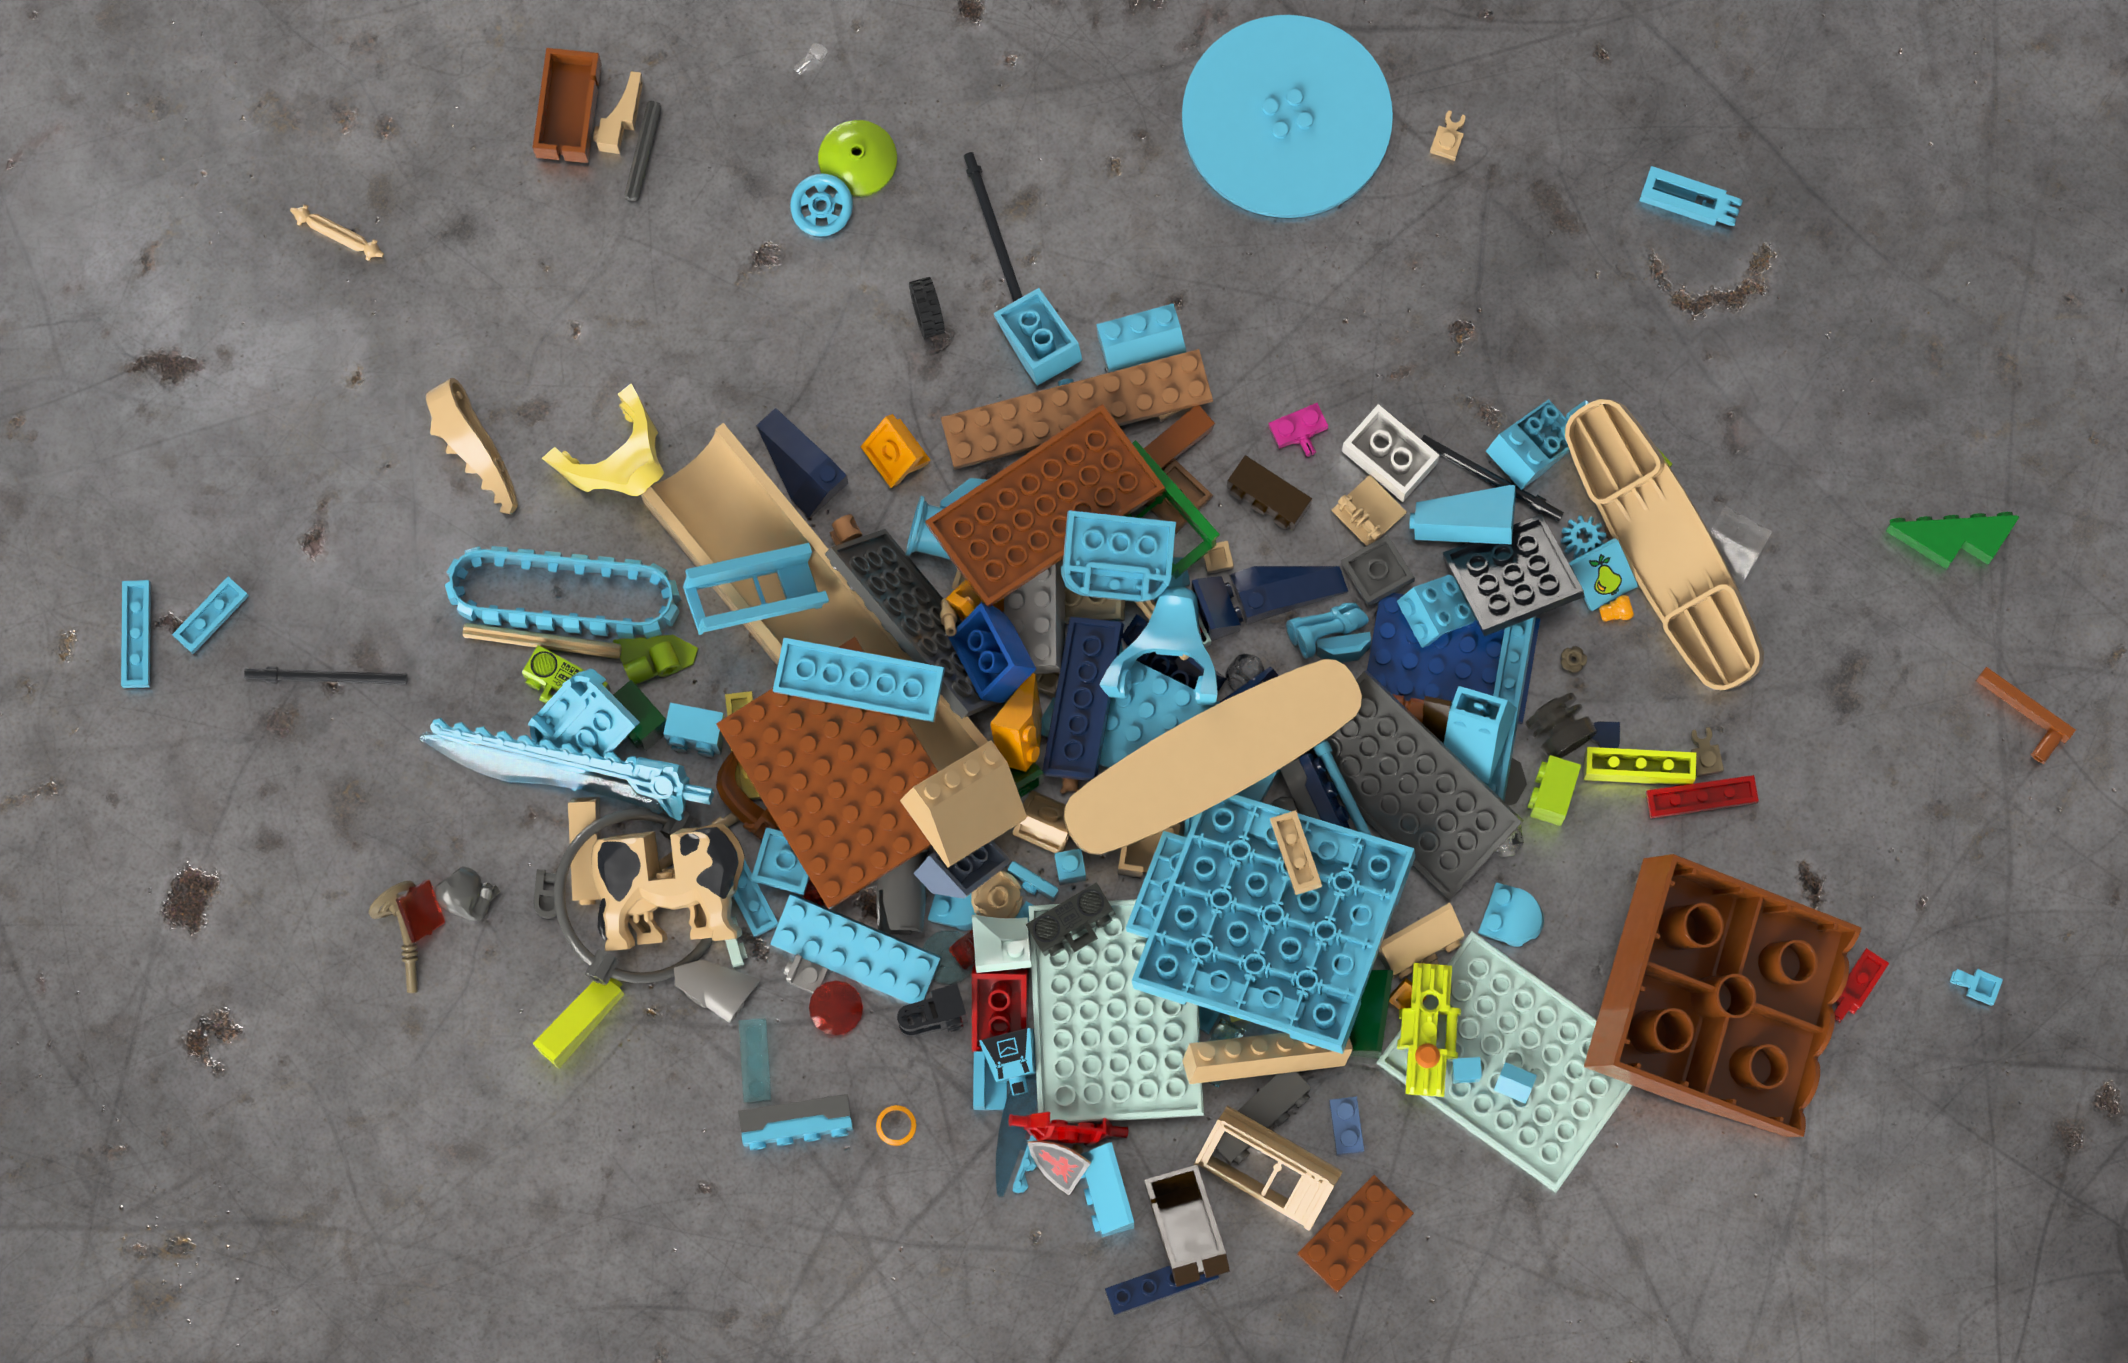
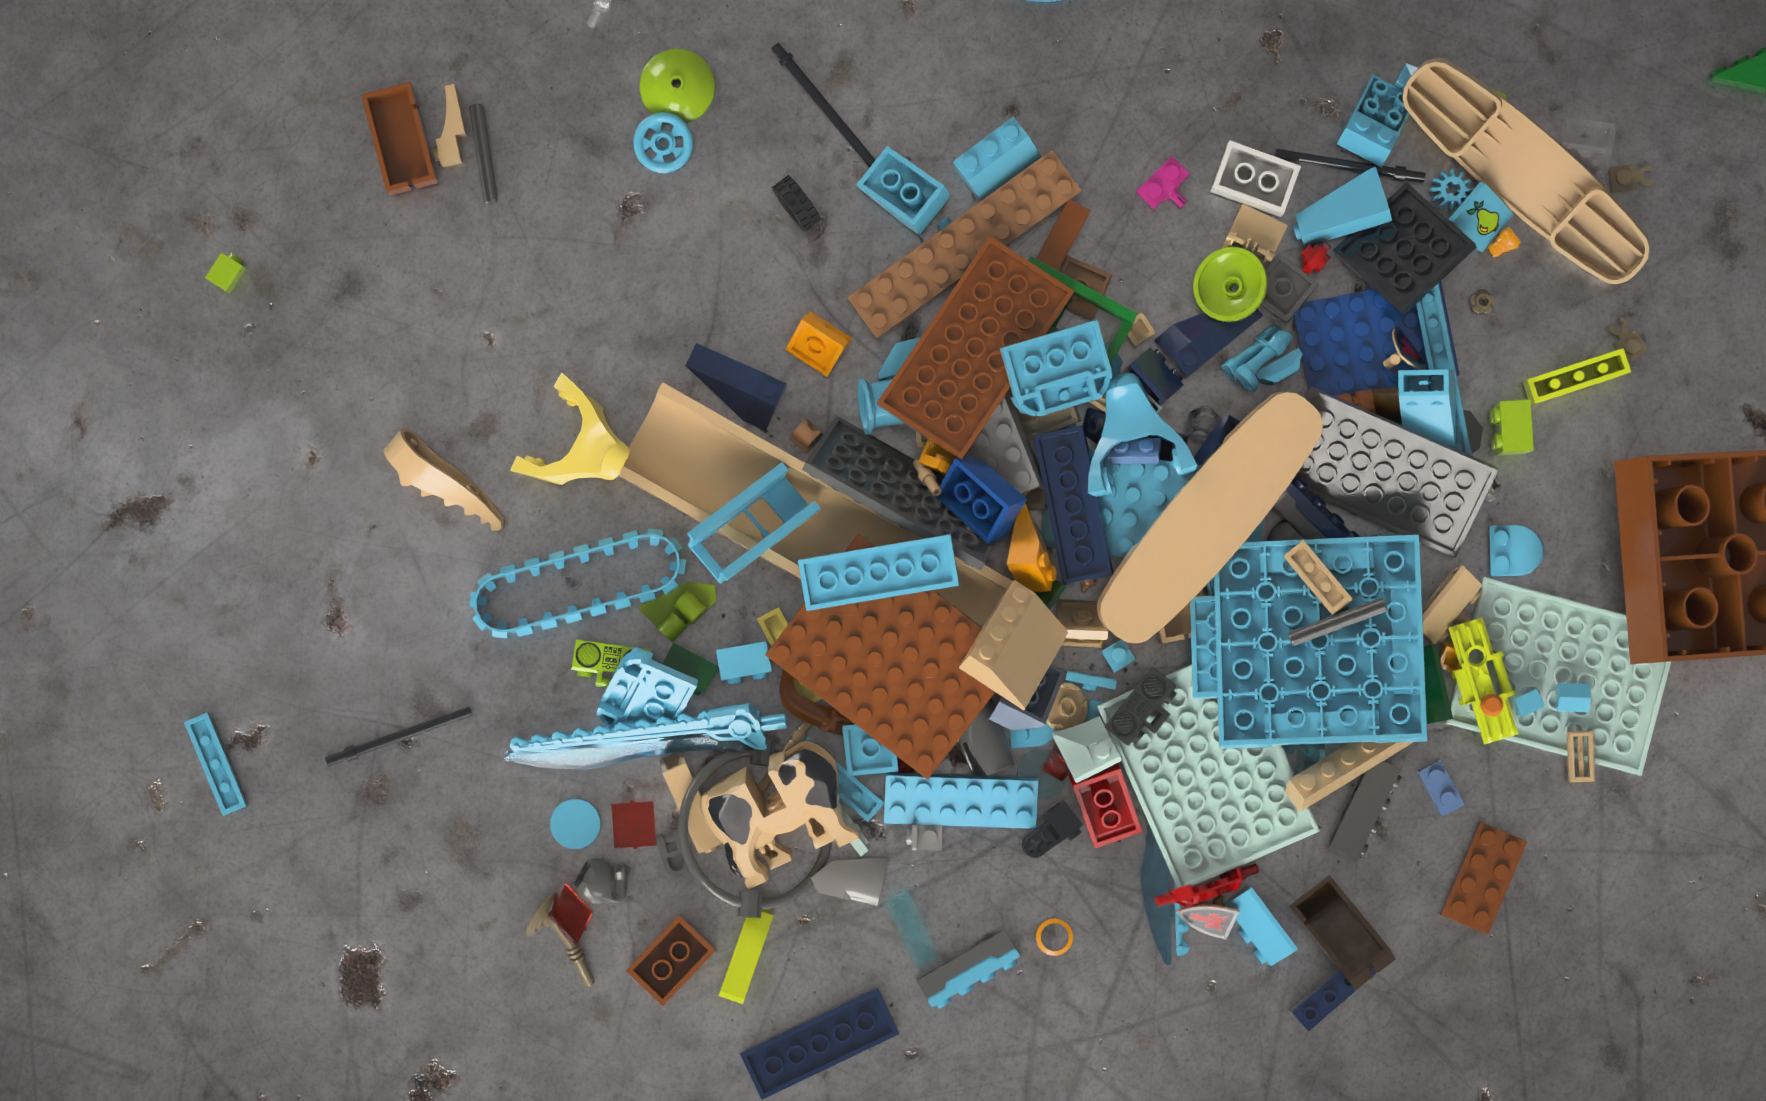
camera: 30 degrees left, 10 degrees up
(210, 615) = (274, 722): medium azure plate -> none
(337, 232) = (240, 332): tan wheel -> none
(347, 169) = (226, 272): none -> lime brick
(463, 828) = (575, 823): none -> medium azure tile
(502, 995) = (671, 959): none -> dark orange brick
(521, 851) = (633, 824): none -> clear red piece
(547, 641) = (576, 632): tan axle -> none
(616, 1139) = (819, 1043): none -> dark blue plate
(835, 1007) = (963, 856): clear red dish -> none
(986, 1091) = (1120, 868): medium azure panel -> none
(1011, 1058) = (1134, 843): torso -> none
(1165, 668) = (1136, 452): none -> medium blue plate
(1268, 493) = (1161, 255): dark brown brick -> none
(1280, 902) = (1337, 621): none -> dark grey axle
(1311, 1190) = (1437, 845): tan piece -> none
(1324, 533) = (1217, 277): none -> lime dish
(1324, 751) = (1337, 505): medium azure bar -> none
(1421, 552) = (1315, 257): none -> red plate
(1435, 609) = (1349, 306): medium azure bracket -> none
(1472, 672) = (1405, 352): none -> shield
(1493, 1169) = (1570, 756): none -> tan tile
(1561, 727) = (1497, 369): clear smoke wheel -> none
(1608, 734) = (1535, 358): dark blue tile -> none
(1702, 796) = (1638, 382): red plate -> none
(1764, 592) = (1625, 177): none -> dark tan plate

